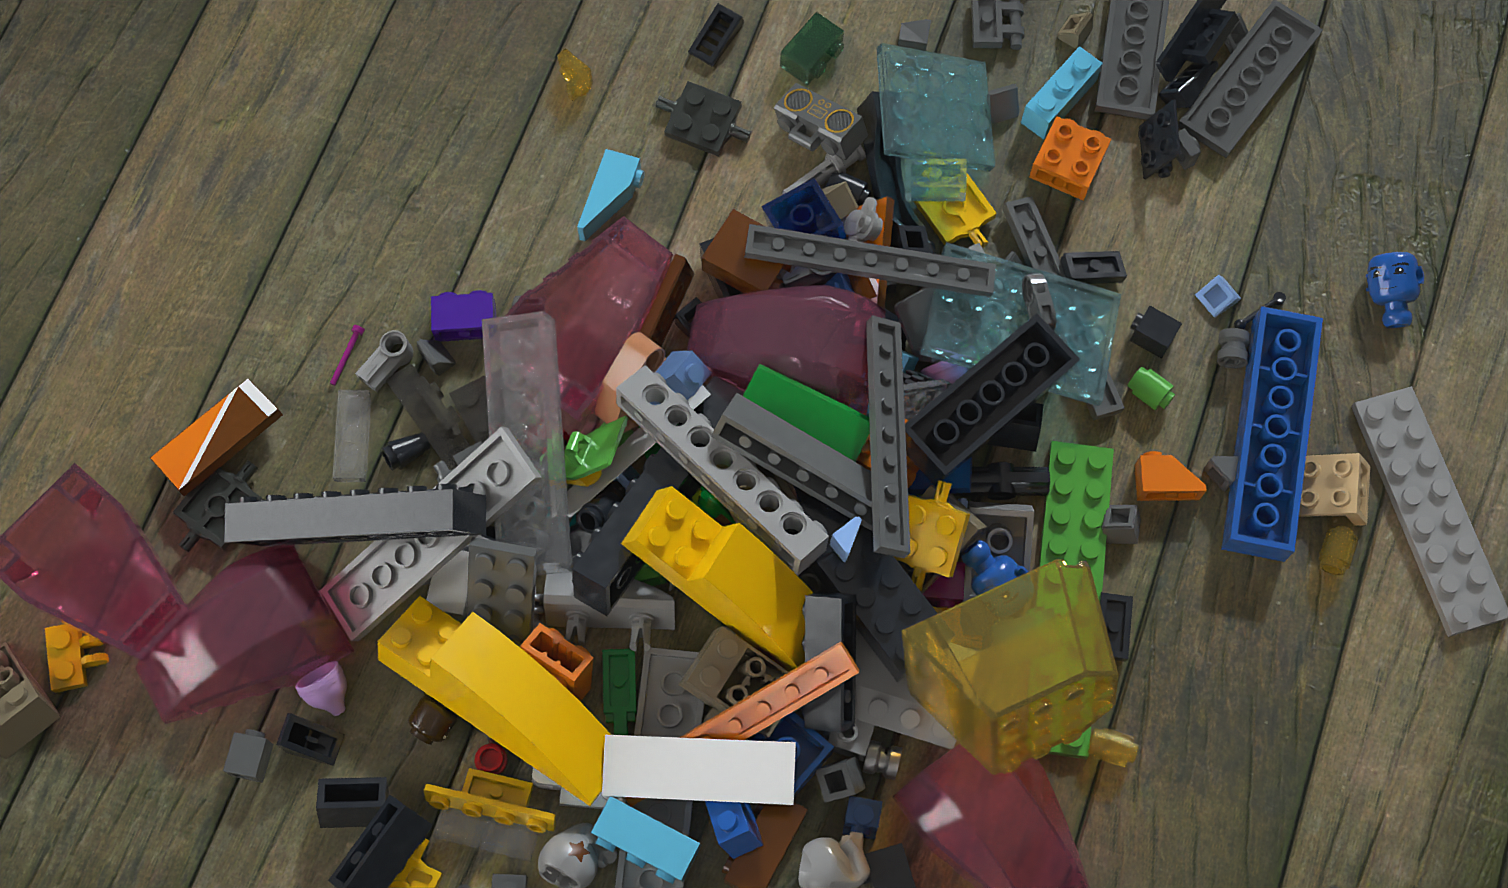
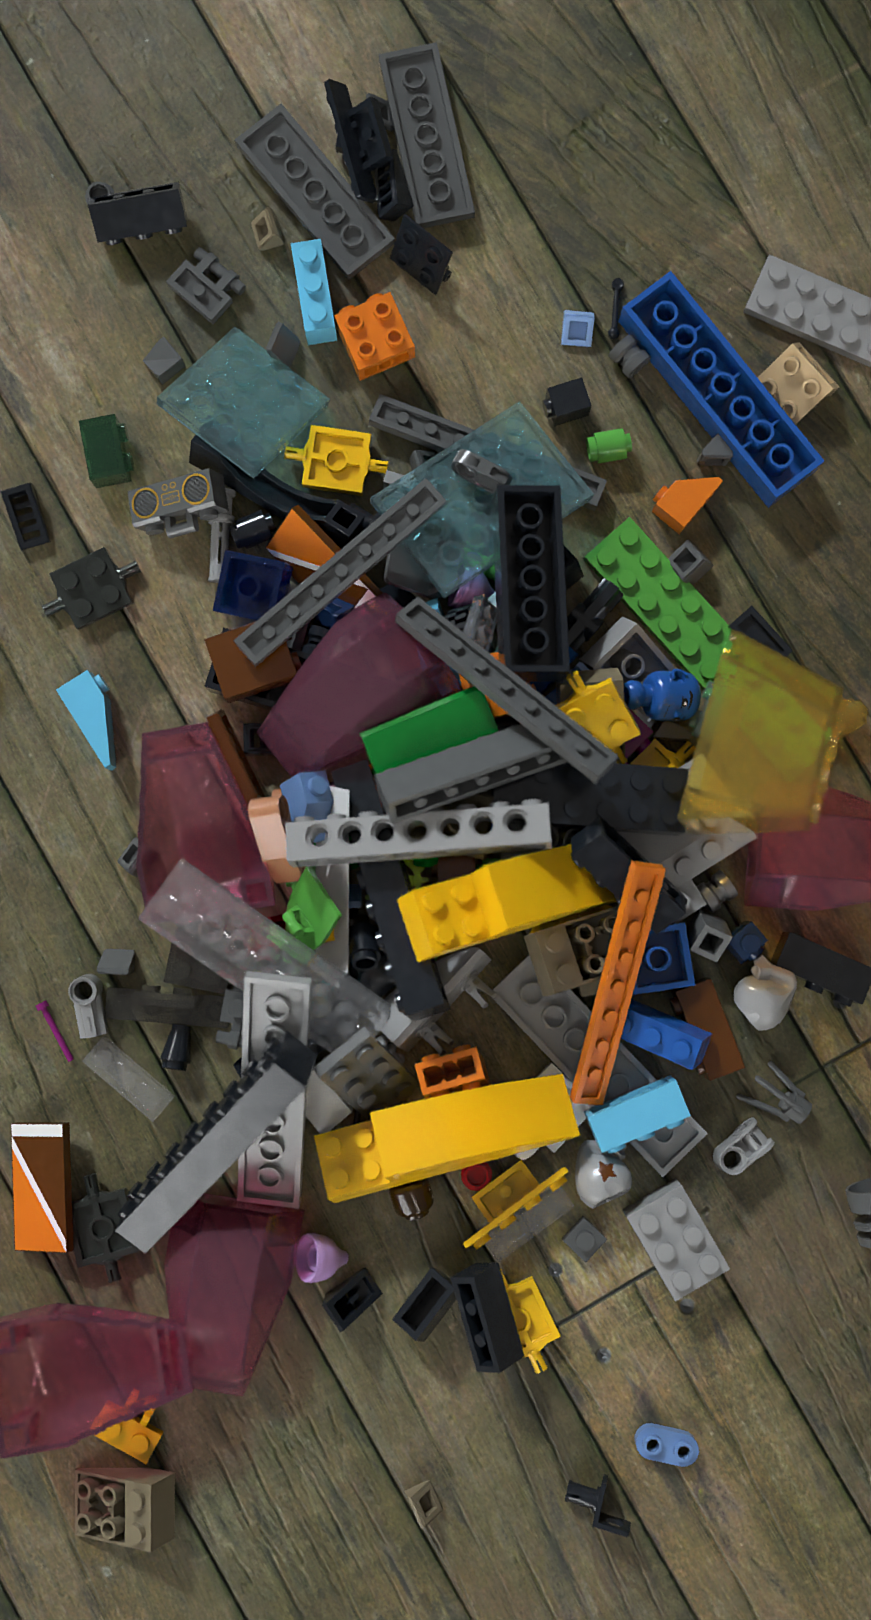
camera: 50 degrees left, 15 degrees up
(248, 756) = (325, 1353): dark grey brick -> none
(461, 315) = (102, 915): dark purple brick -> none
(619, 688) = (503, 1038): green hinge -> none
(699, 769) = (626, 1038): white sticker -> none
(841, 199) = (258, 544): dark tan slope -> none
(844, 537) = (555, 788): light blue slope -> none
(864, 223) = (297, 547): light grey plate -> none
(935, 179) = (309, 457): clear light blue brick -> none
(1094, 267) = (478, 400): black plate -> none
(1189, 149) = (446, 237): dark grey plate -> none
(1338, 550) = (842, 426): clear yellow brick -> none
(1393, 283) = (684, 190): blue piece -> none

